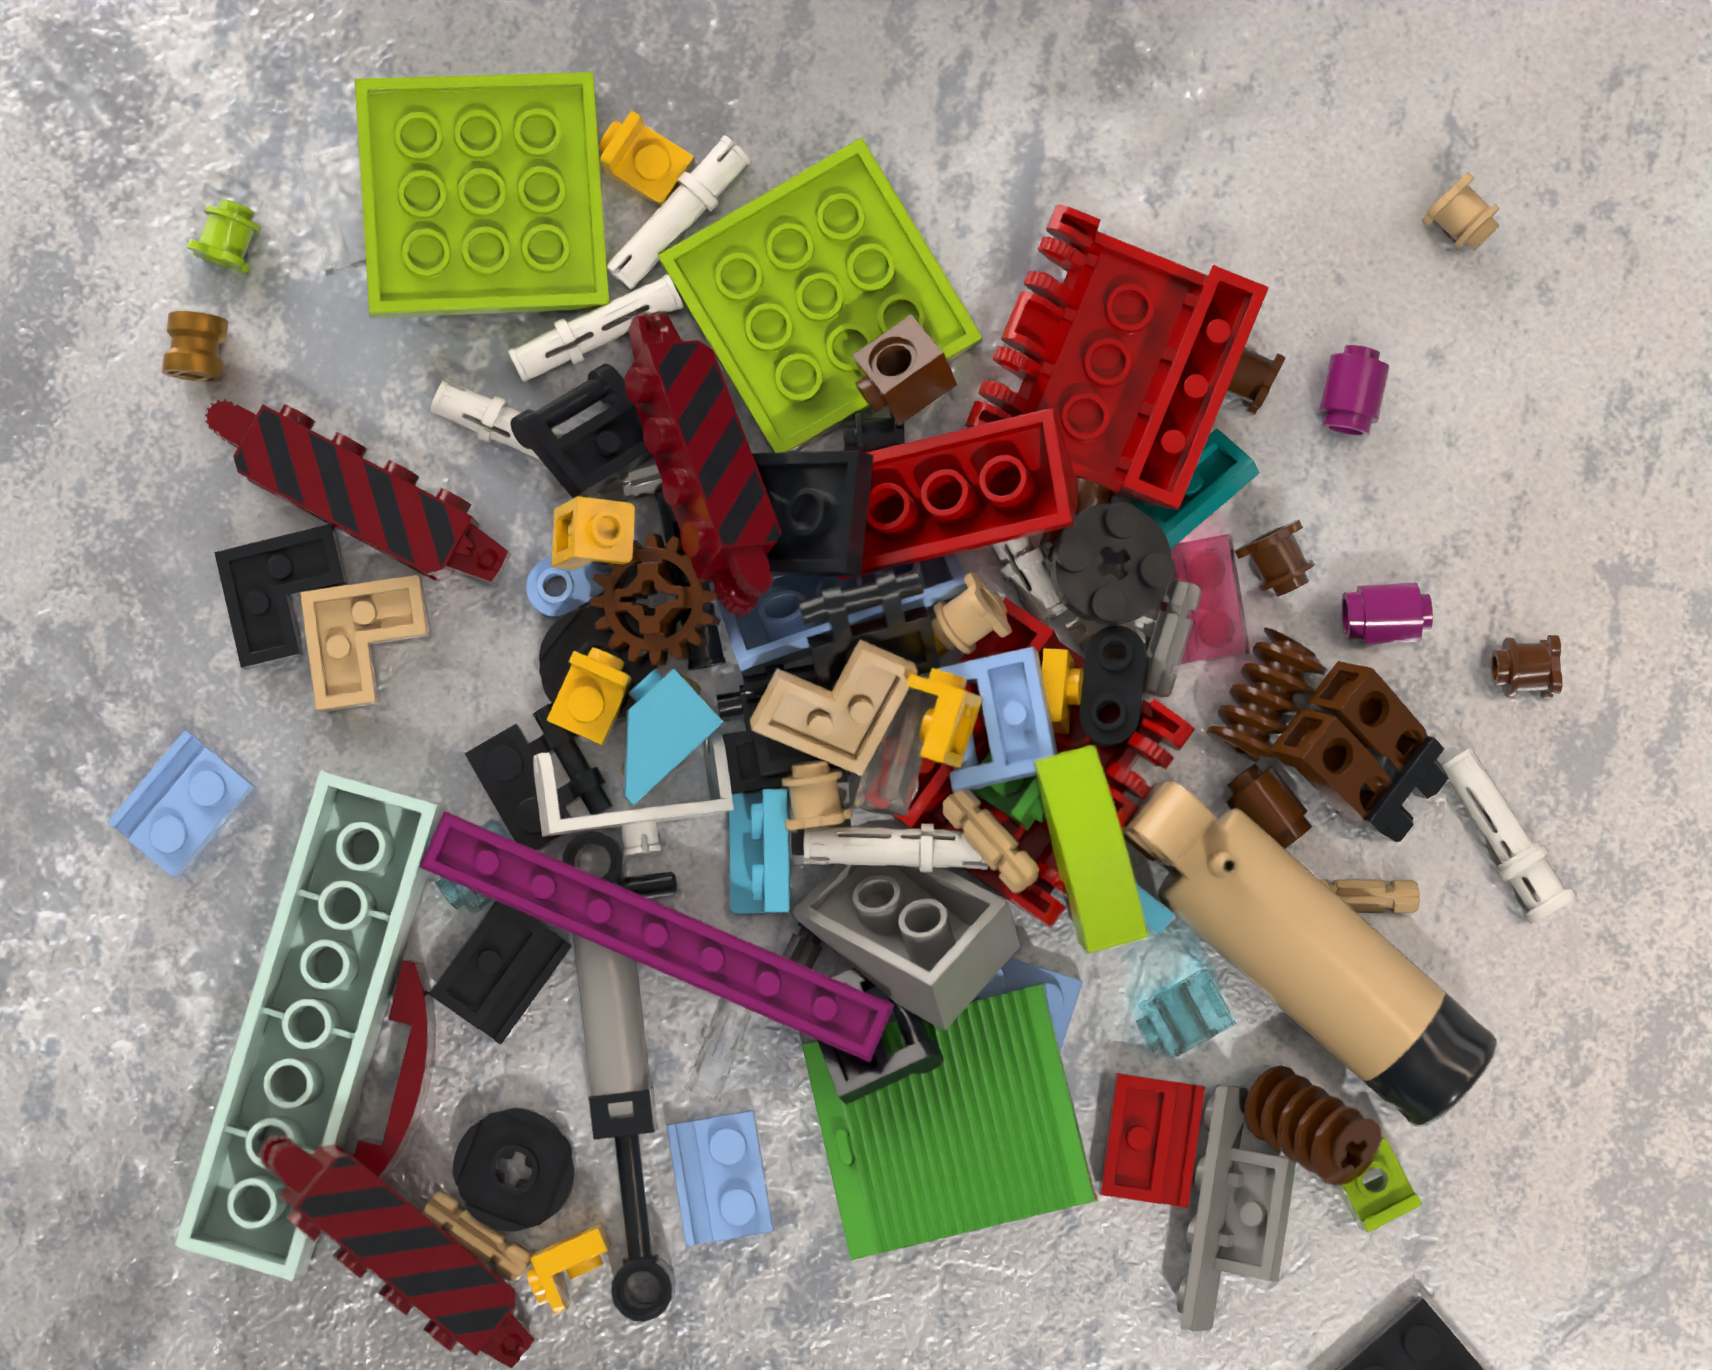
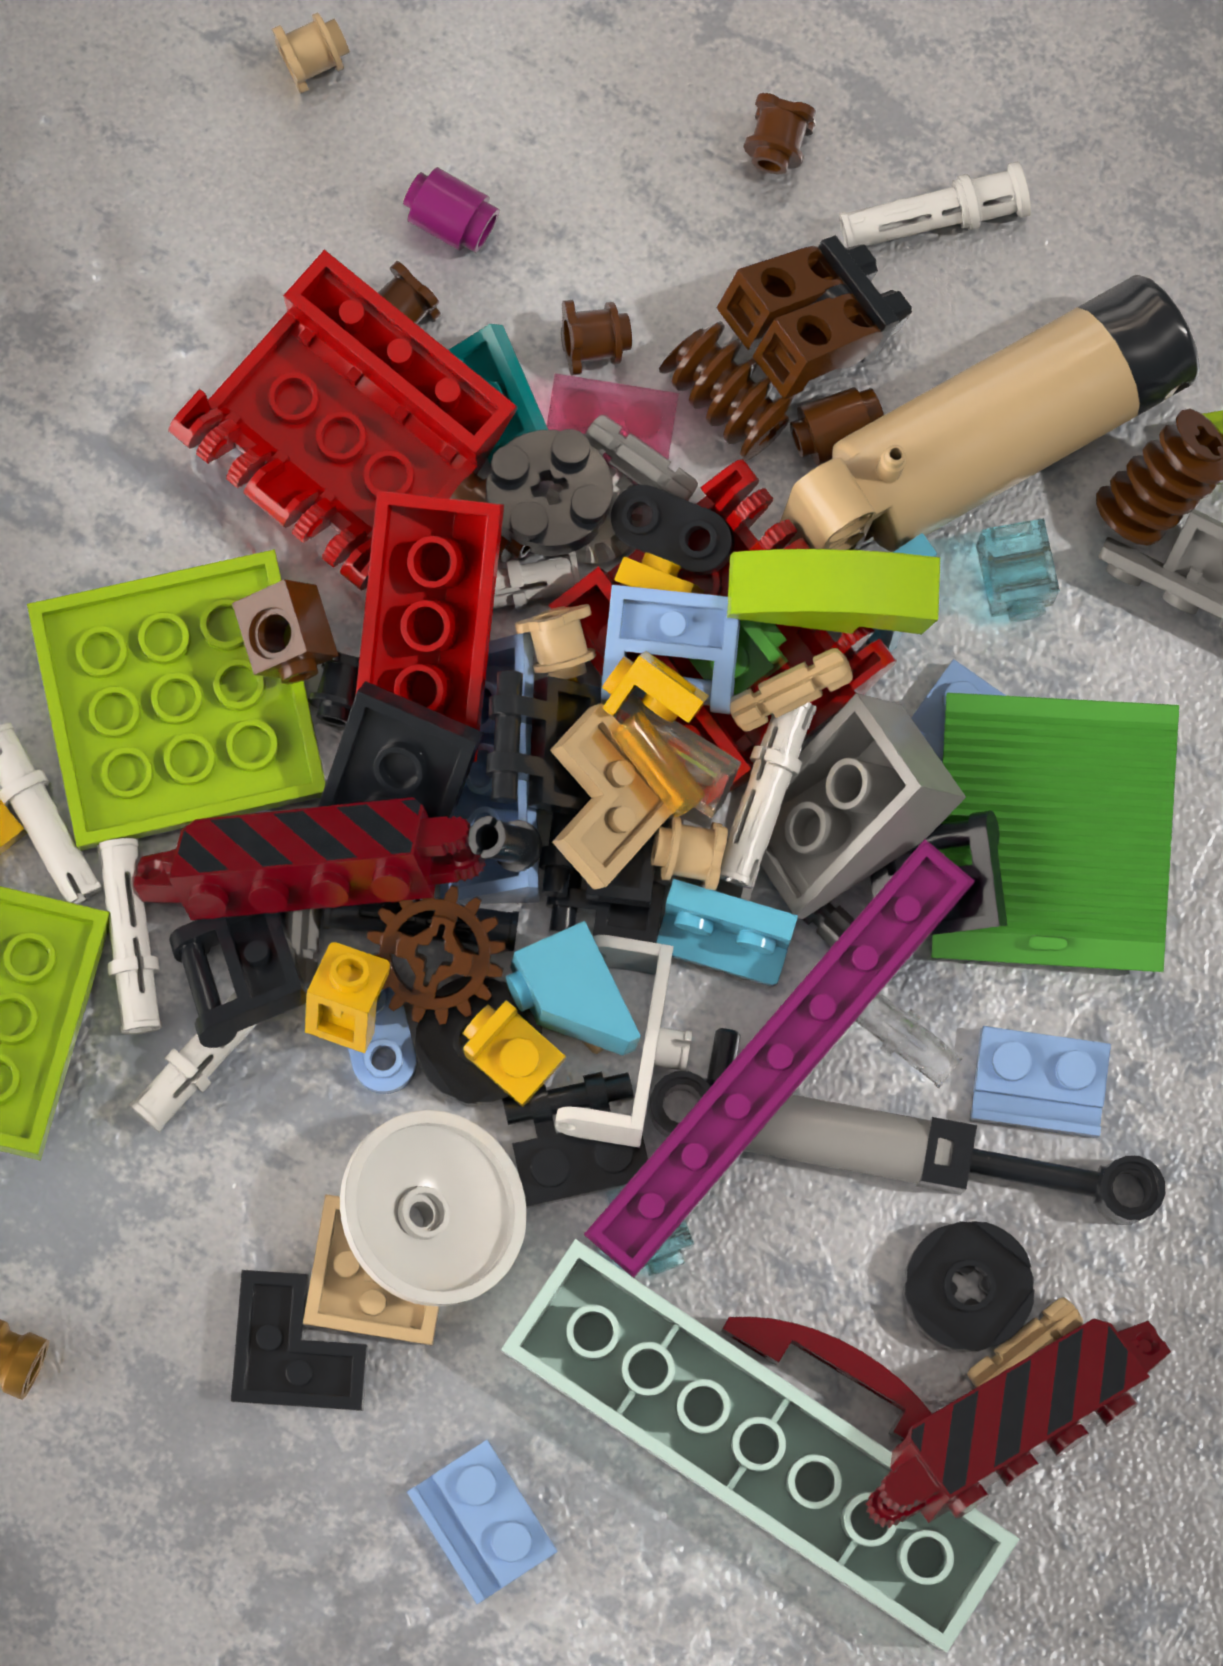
camera: 75 degrees left, 5 degrees down
(357, 495) = (219, 1235): dark red hinge -> none
(437, 708) = (467, 1202): none -> white dish
(500, 970) = (760, 1237): black plate -> none
(575, 1255) = (1073, 1251): yellow bracket -> none
(766, 634) = (512, 844): none -> black pin
(879, 741) = (658, 764): none -> clear yellow hinge
(1151, 1140) = (1131, 642): red plate -> none
(1376, 896) = (957, 349): tan axle -> none
(1386, 614) = (682, 251): magenta brick -> none

